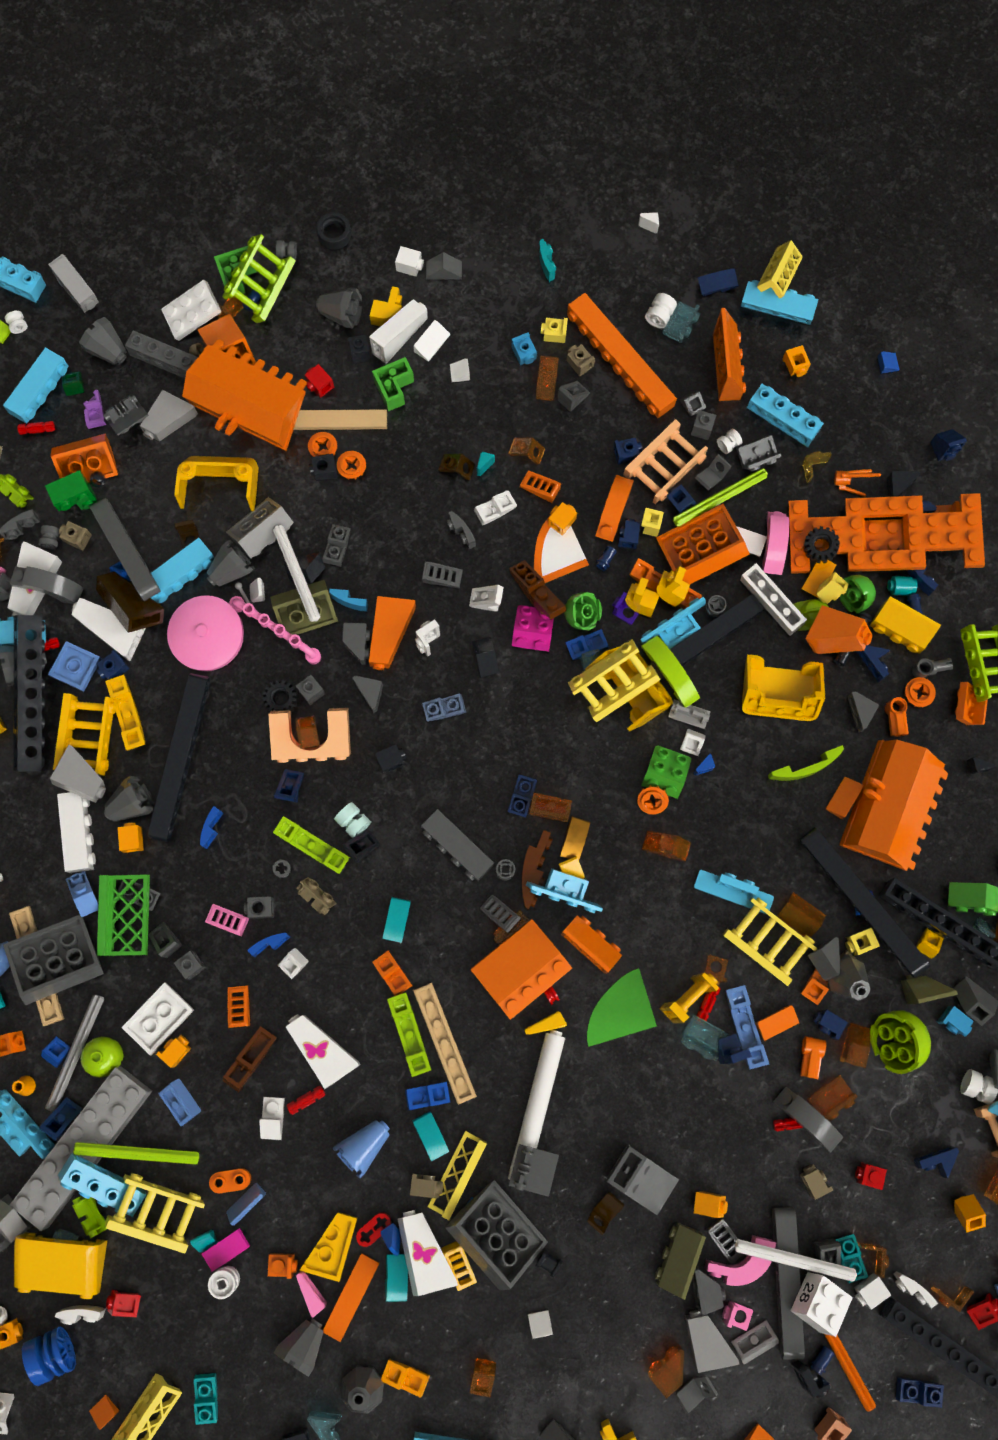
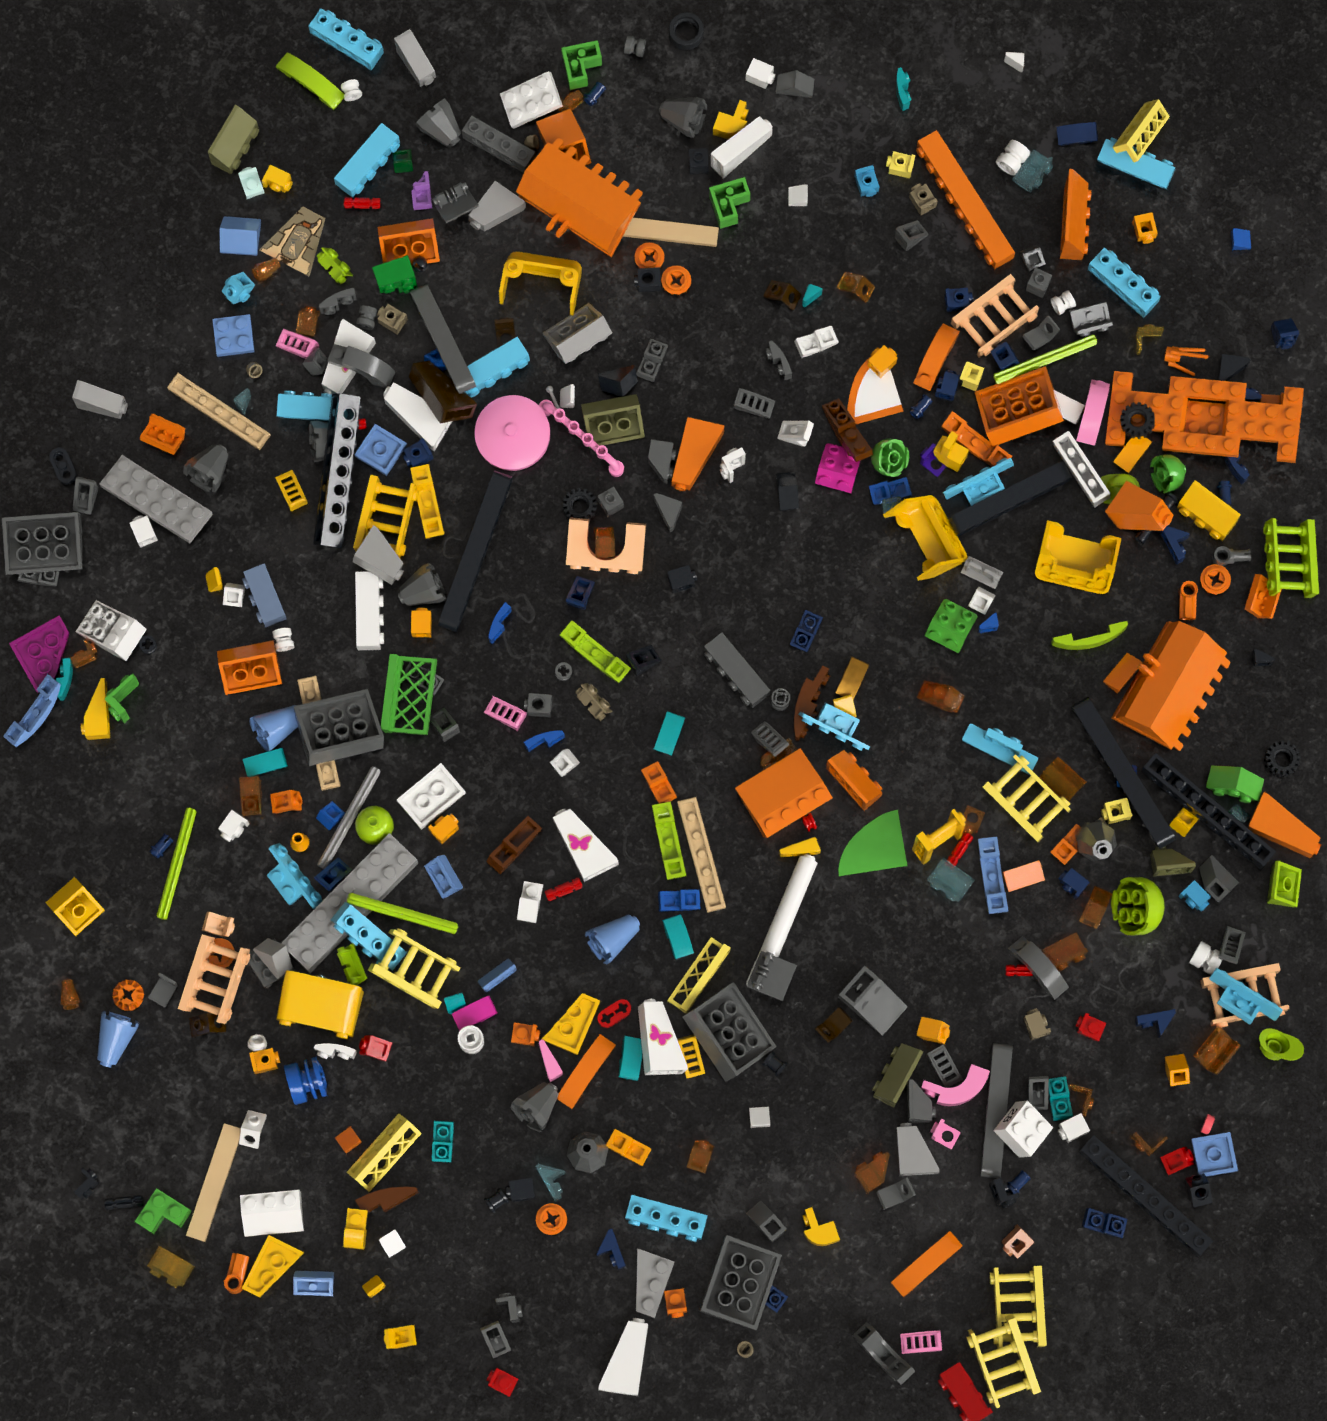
camera: 10 degrees right, 0 degrees up
(82, 894) = (370, 670): medium blue slope -> none
(190, 965) = (467, 750): dark grey brick -> none
(228, 565) = (543, 368): dark grey cone -> none
(229, 1180) = (484, 953): orange plate -> none
(242, 1023) = (508, 810): orange slope -> none
(275, 280) = (620, 78): lime fence -> none
(296, 573) = (611, 384): white axle -> none
(318, 380) = (653, 189): red brick -> none
(344, 599) = (652, 414): dark azure slope -> none
(352, 820) = (637, 633): light aqua wheel -> none
(391, 1237) = (631, 1021): blue slope -> none
(425, 1187) = (668, 980): dark tan brick -> none
(431, 340) = (772, 160): white slope -> none
(444, 708) = (740, 536): sand blue slope -> none
(542, 480) = (868, 319): orange slope -> none
(547, 378) = (886, 214): clear orange slope -> none
(550, 807) = (832, 645): clear orange brick -> none
(623, 693) = (913, 545): light yellow fence -> none
(647, 806) = (928, 656): orange gear -> none
(671, 586) = (981, 445): yellow brick -> none
(672, 671) = (970, 527): lime slope -> none
(716, 602) = (1024, 465): dark grey wheel -> none
(731, 1051) = (973, 893): dark blue slope -> none
(755, 1342) = (958, 1160): light grey slope -> none
(795, 1260) = (1005, 1087): white axle -> none
(813, 1051) = (1053, 908): orange piece -> none
(827, 959) = (1078, 820): dark grey slope -> none
(832, 588) = (1141, 465): light yellow brick -> none
(851, 1372) = (1042, 1194): orange axle -> none
(862, 710) = (1154, 588): dark grey slope -> none
(902, 585) = (1215, 471): teal brick -> none
(911, 1287) = (1109, 1126): white slope -> none

